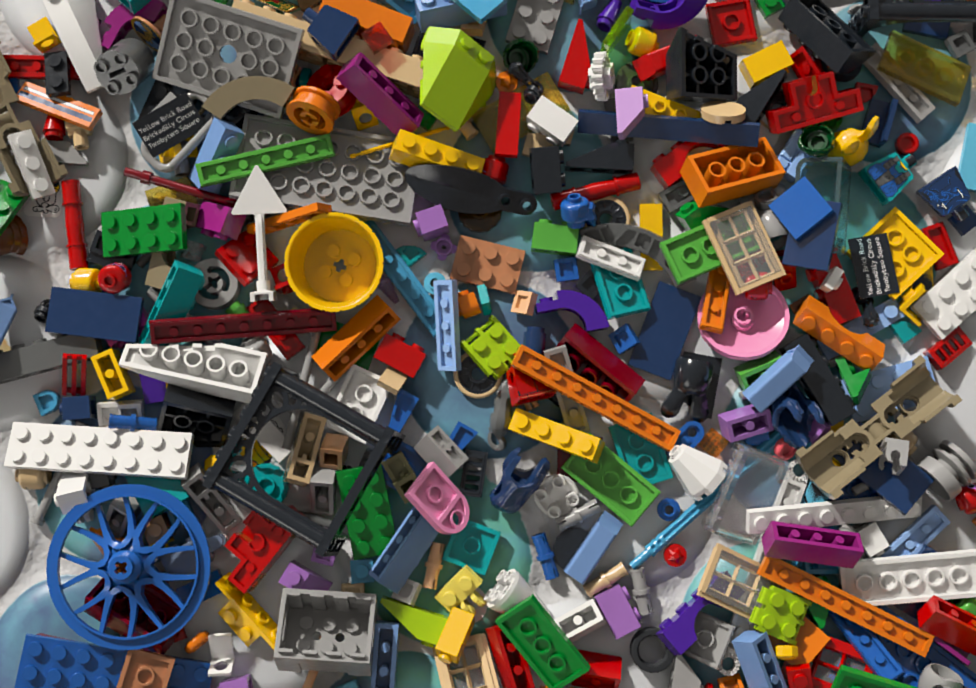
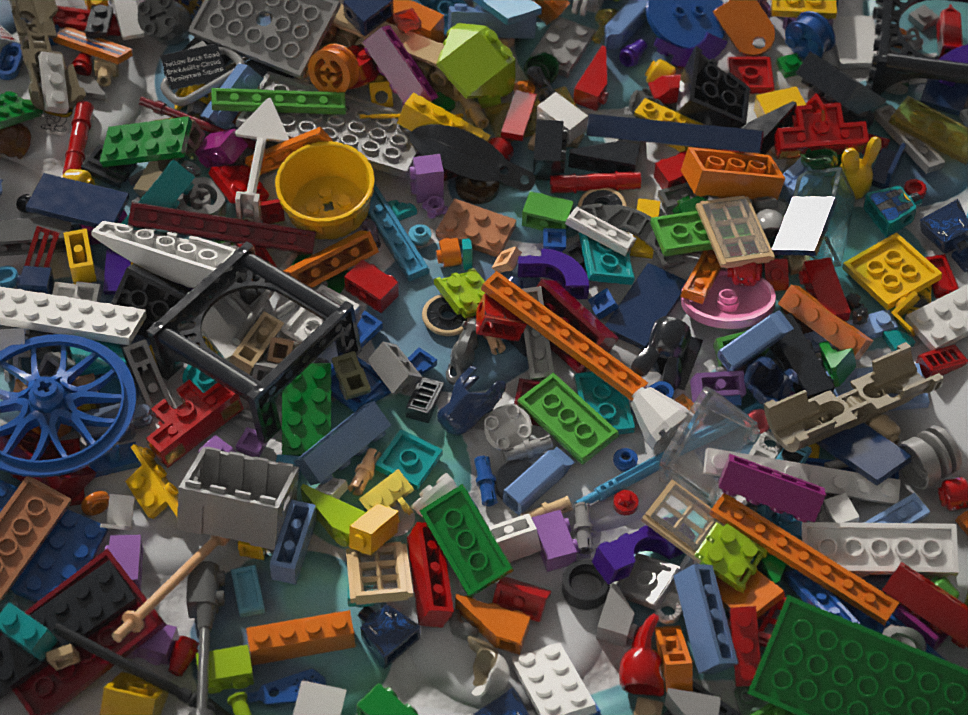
camera: 10 degrees right, 30 degrees down
(114, 278) = (106, 175): red head -> none
(132, 422) = (77, 292): blue pin -> none
(246, 89) = (275, 43): dark tan tile -> none
(392, 380) = (359, 300): tan tile -> none
(438, 500) = (383, 400): bright pink tile -> none
(447, 325) = (424, 262): light blue plate -> none
(556, 435) = (518, 366): yellow brick -> none
(577, 211) = (575, 185): blue head -> none
(601, 76) = (616, 89): white gear -> none
(617, 30) = (636, 60): clear neon green tile -> none
(629, 109) = (638, 108): lavender slope -> none
(721, 111) = (728, 122): tan tile -> none
(786, 652) = (732, 592): yellow tile -> none
(801, 208) = (795, 202): blue tile -> none
(832, 280) = (821, 272): white plate -> none
(873, 265) = (868, 275): black sticker -> none
(895, 452) = (868, 418): light grey hinge -> none

